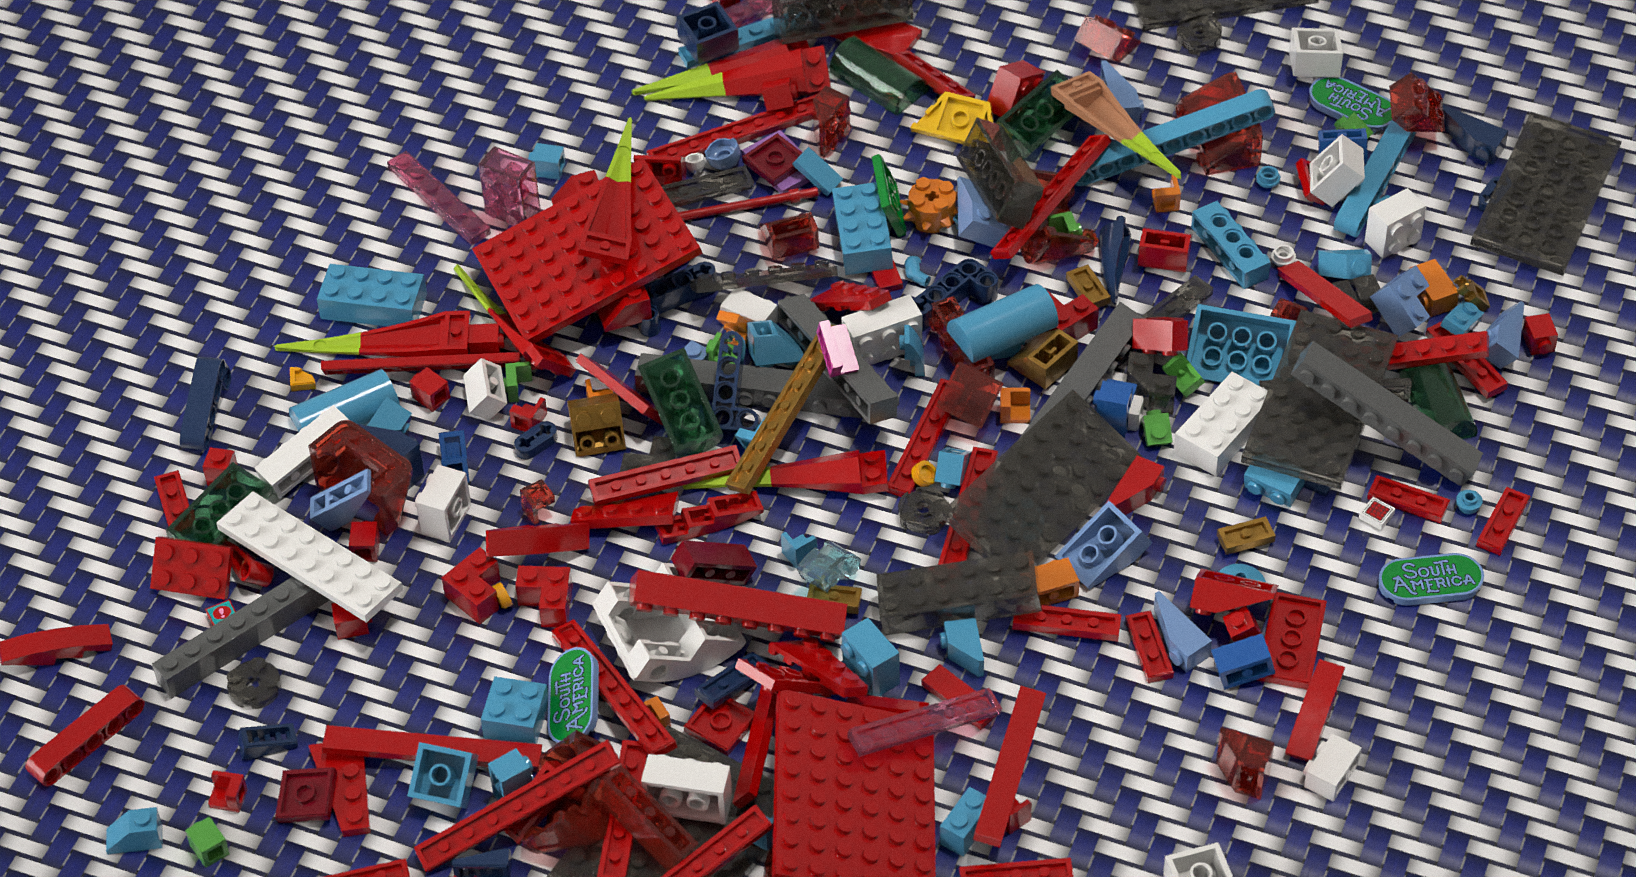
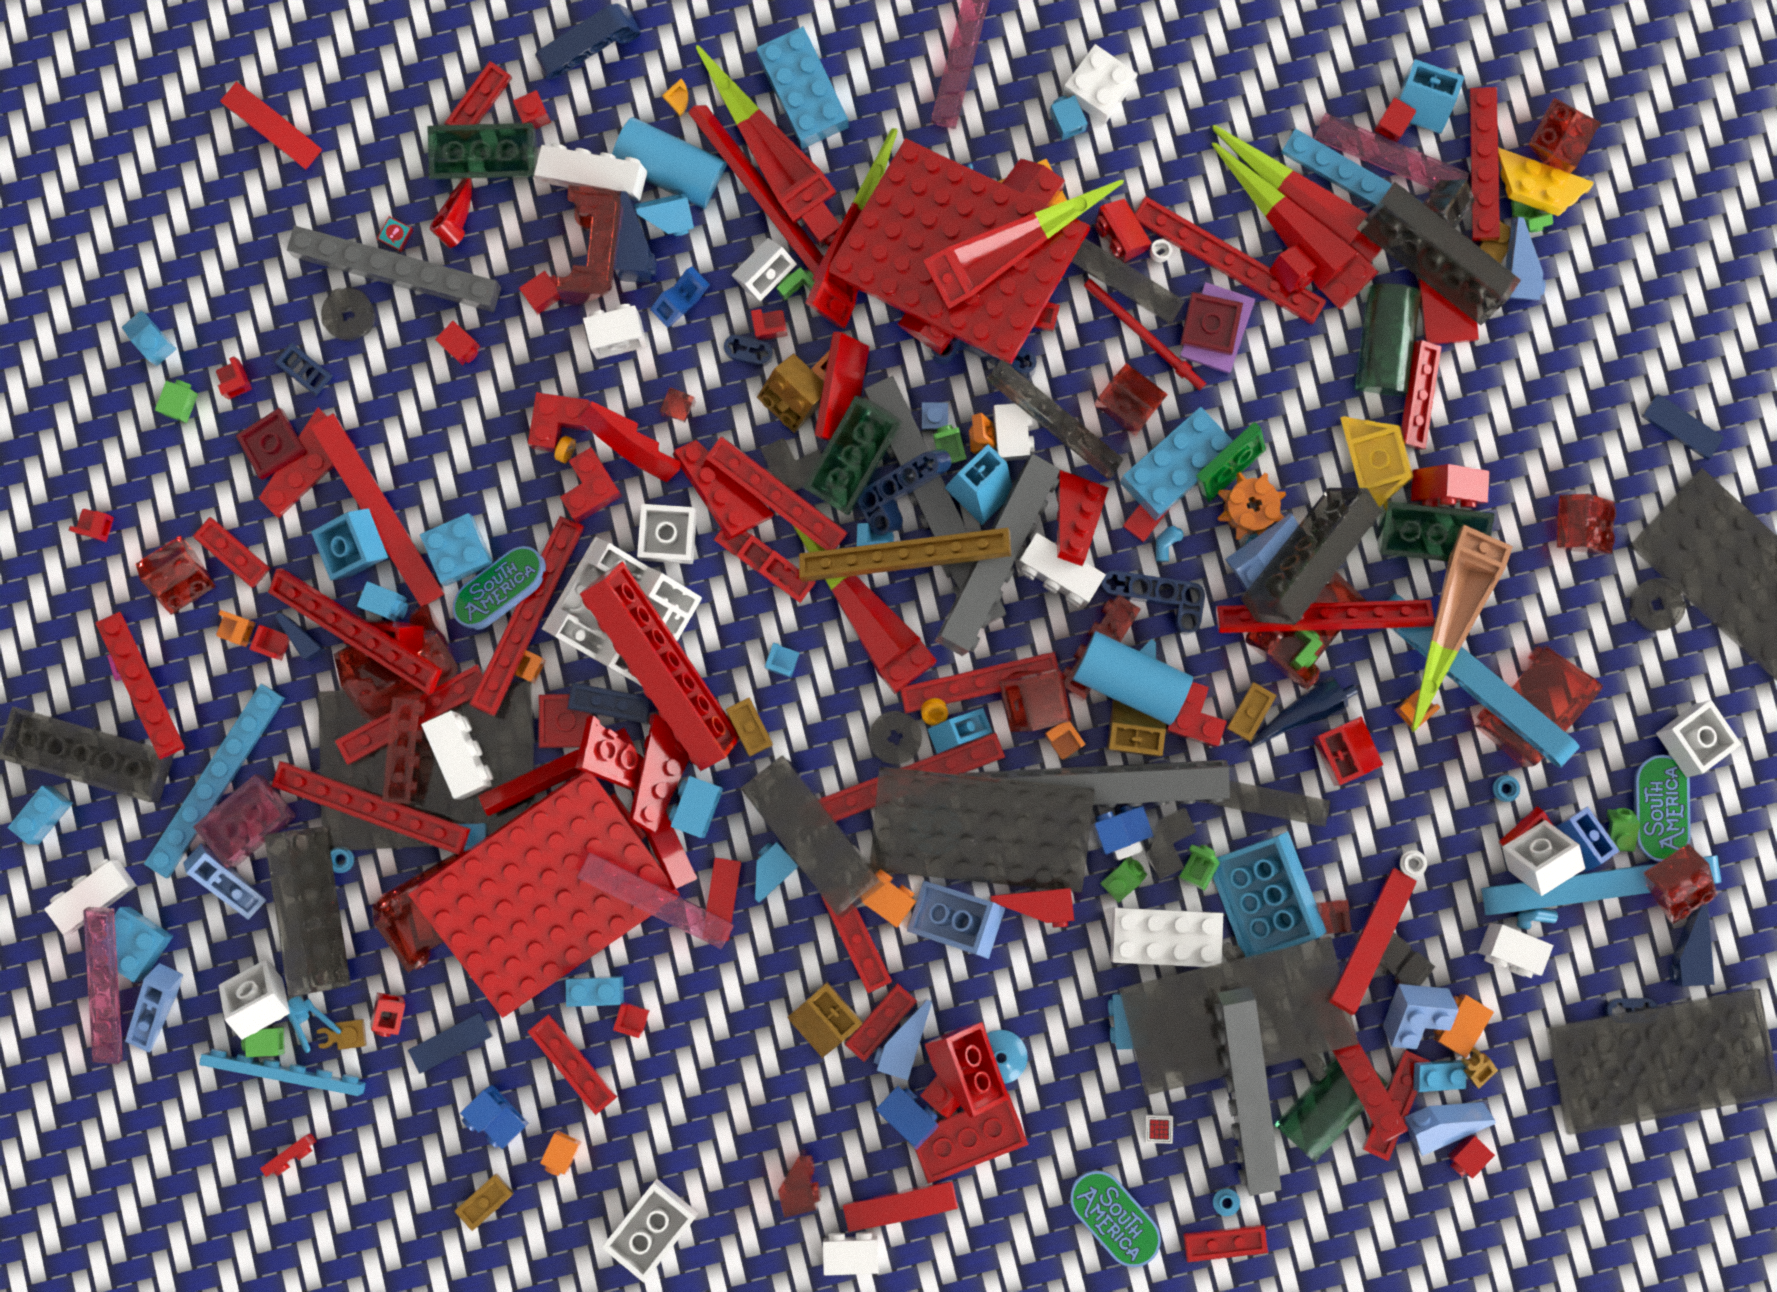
camera: 55 degrees right, 35 degrees up
(84, 735) = (207, 222): red beam -> none
(191, 567) = (413, 174): red plate -> none
(310, 556) = (476, 269): white plate -> none
(340, 502) = (551, 246): medium blue slope -> none
(429, 389) = (736, 218): red brick -> none
(509, 186) = (993, 118): clear pink brick -> none
(542, 125) = (1100, 84): none -> white brick
(629, 552) = (667, 534): none -> white brick
(707, 32) = (1317, 151): dark blue brick -> none
(714, 562) = (704, 607): dark red brick -> none
(723, 153) = (1186, 269): medium blue hair -> none
(817, 171) = (1222, 373): dark azure tile -> none
(828, 566) = (769, 703): clear light blue brick -> none
(830, 119) = (1290, 341): clear red slope -> none
(837, 349) = (981, 565): panel -> none
(913, 349) = (1058, 612): dark azure slope -> none
(1009, 767) = (664, 996): red tile -> none
(1117, 672) = (825, 1019): none -> pearl gold slope
(1123, 91) = (1515, 586): medium blue slope -> none
(1160, 334) = (1221, 825): brick -> none
(1230, 244) = (1368, 841): dark azure brick -> none
(1246, 535) = (1054, 1032): pearl gold plate -> none
(1344, 263) = (1436, 931): dark azure slope -> none
(1409, 499) = (1195, 1146): red tile -> none

